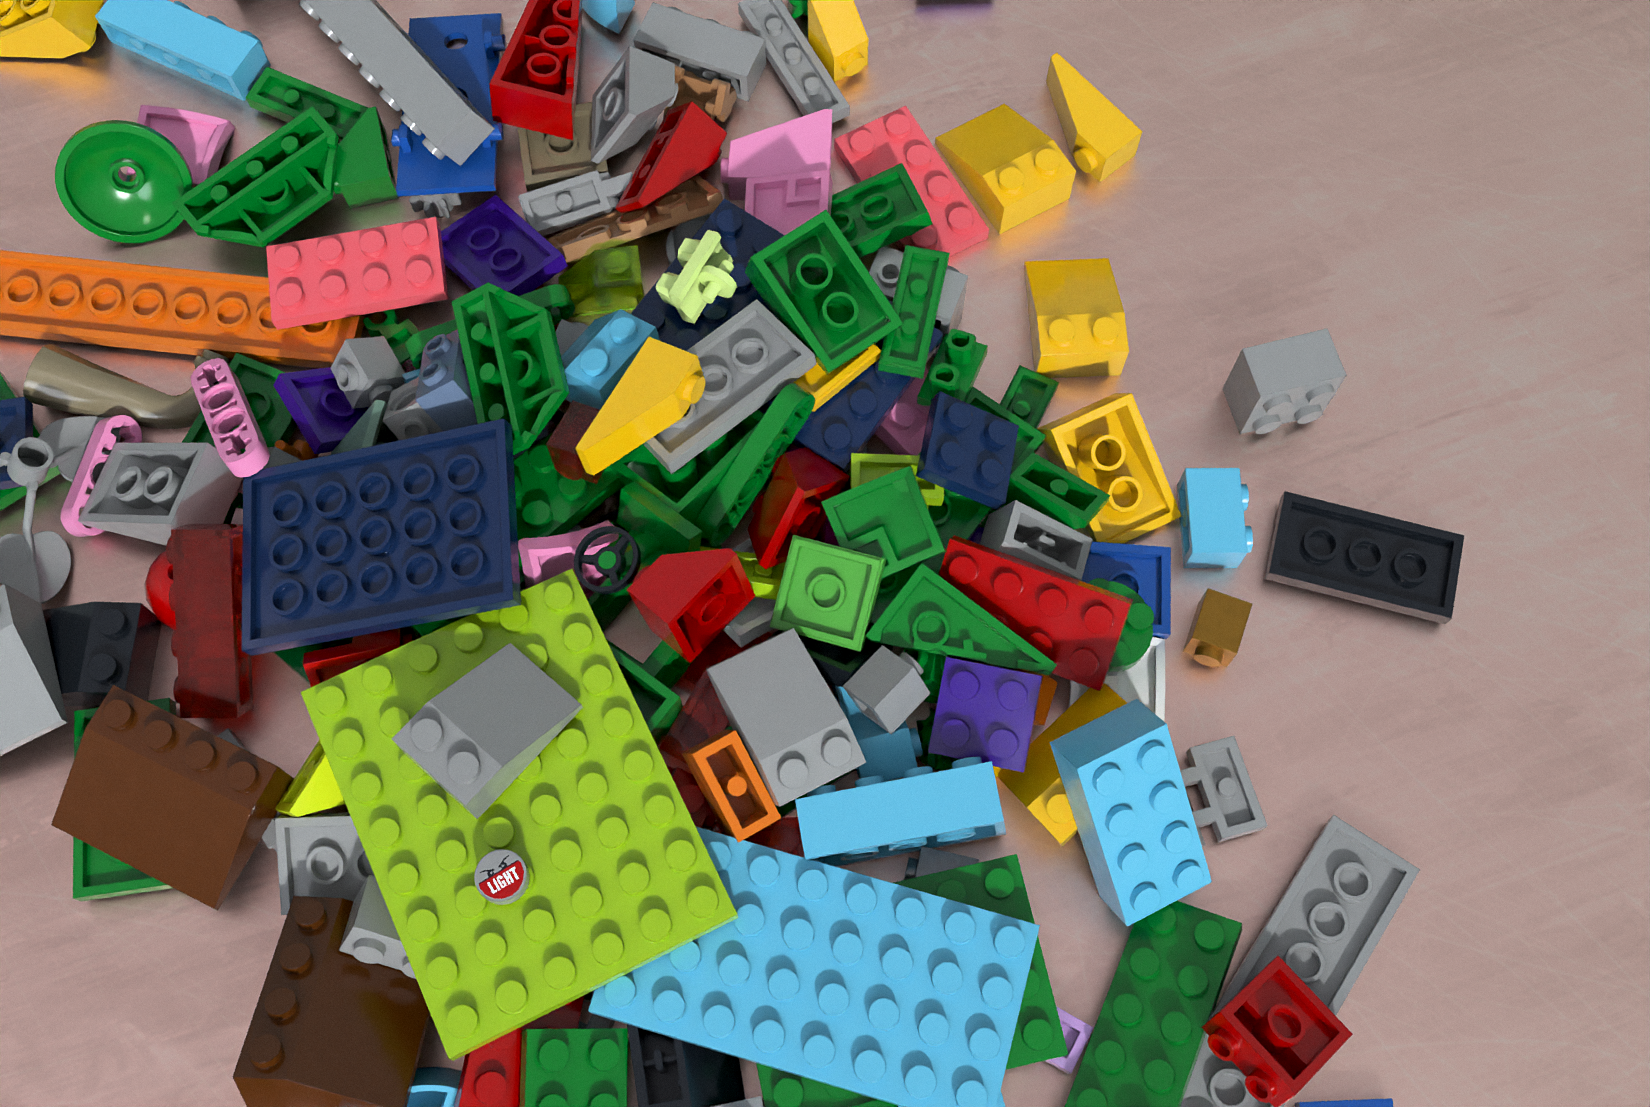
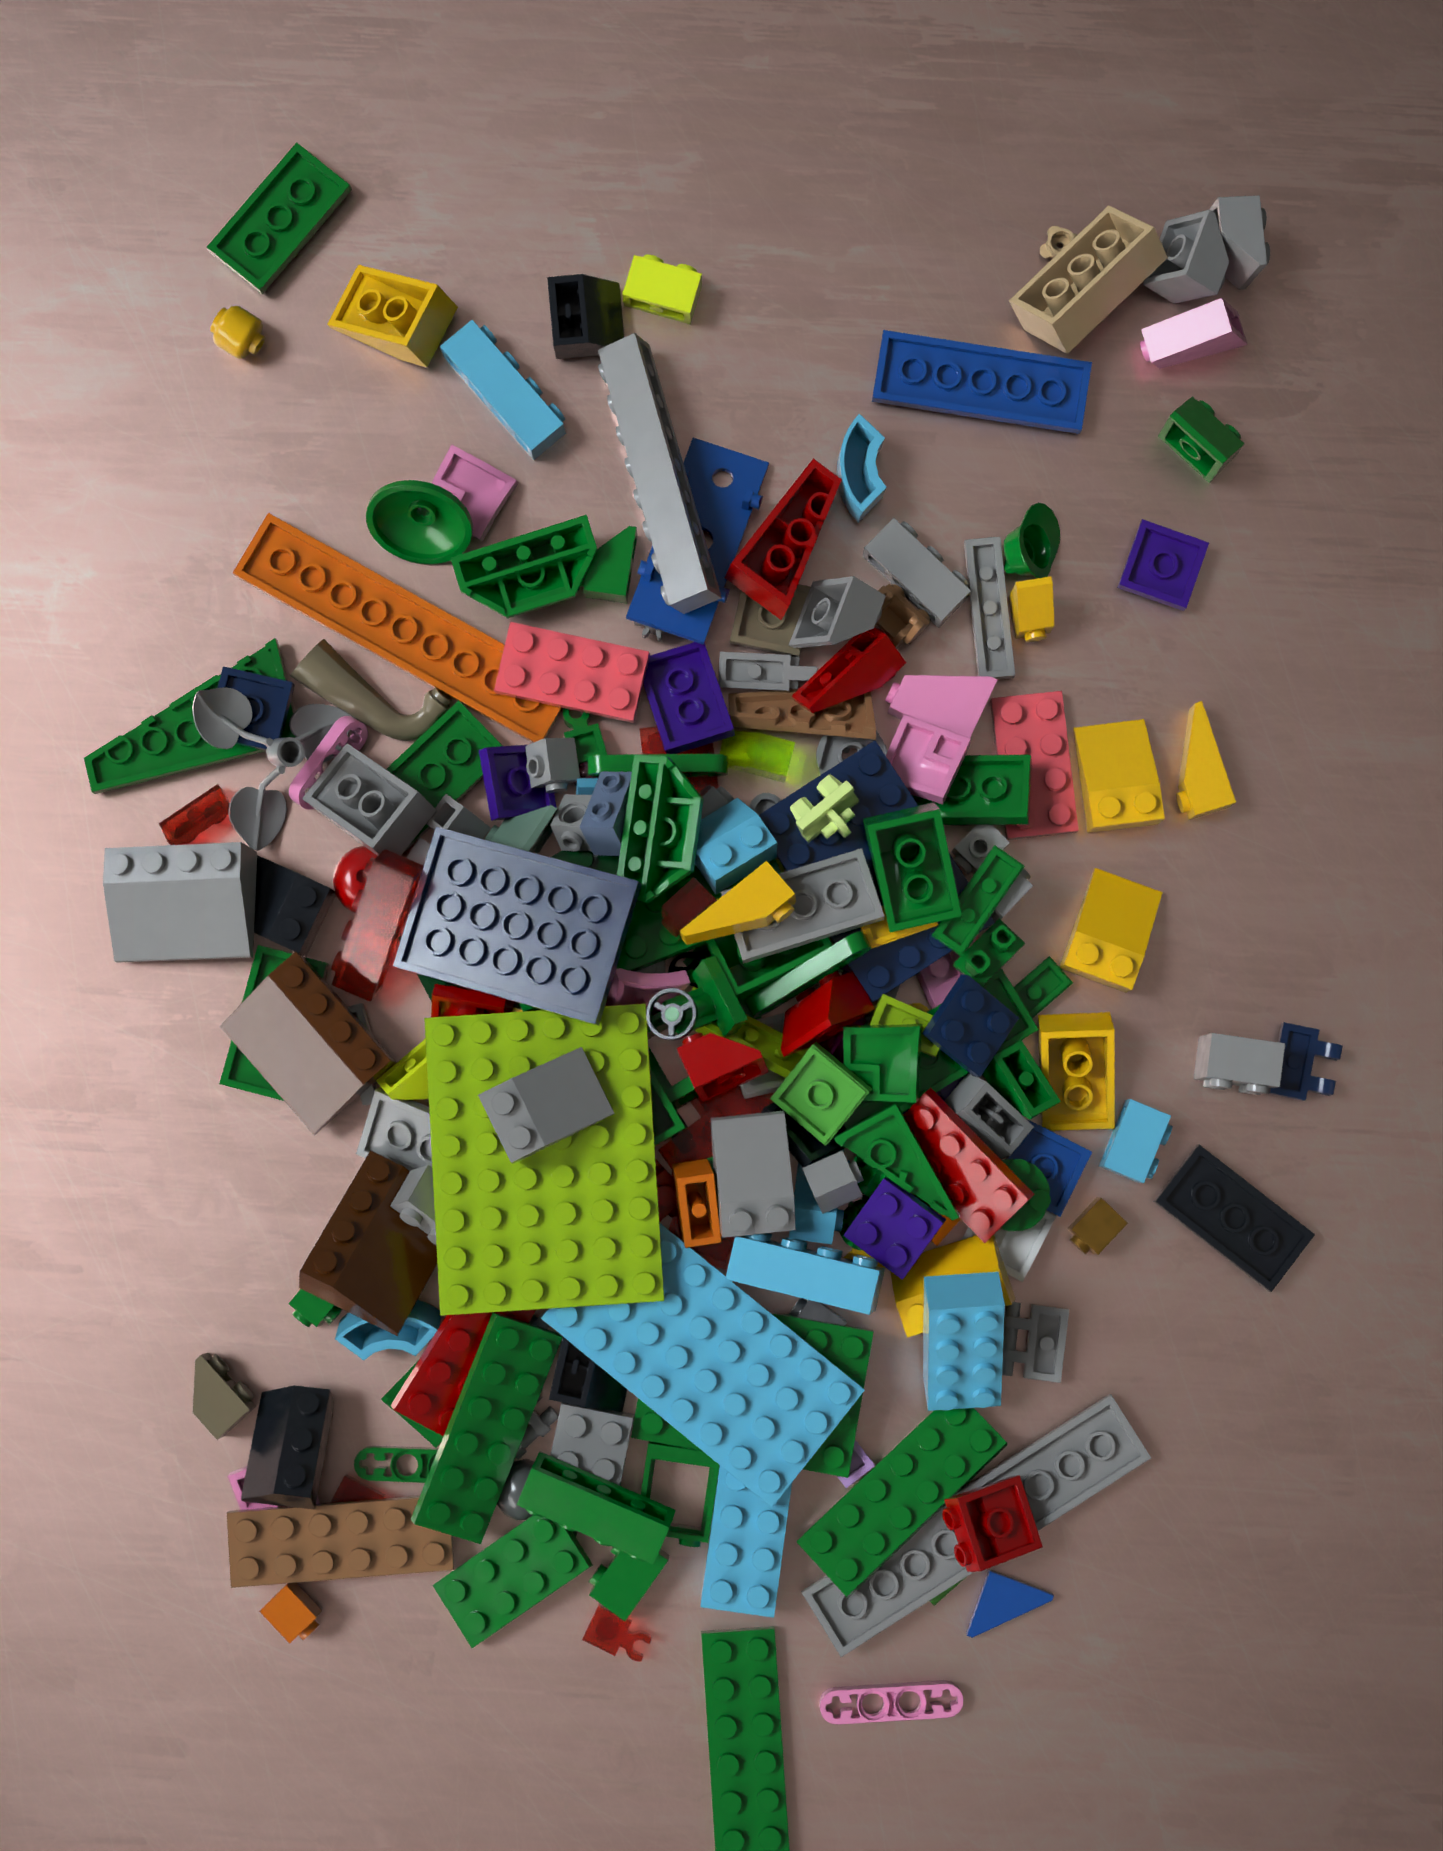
camera: 25 degrees right, 15 degrees up
(225, 418) = (438, 768): bright pink beam -> none
(289, 97) = (583, 494): green plate -> none
(299, 449) = (477, 804): orange hand -> none
(501, 877) = (517, 1212): tile -> none
(1360, 385) = (1298, 1059): none -> dark blue plate

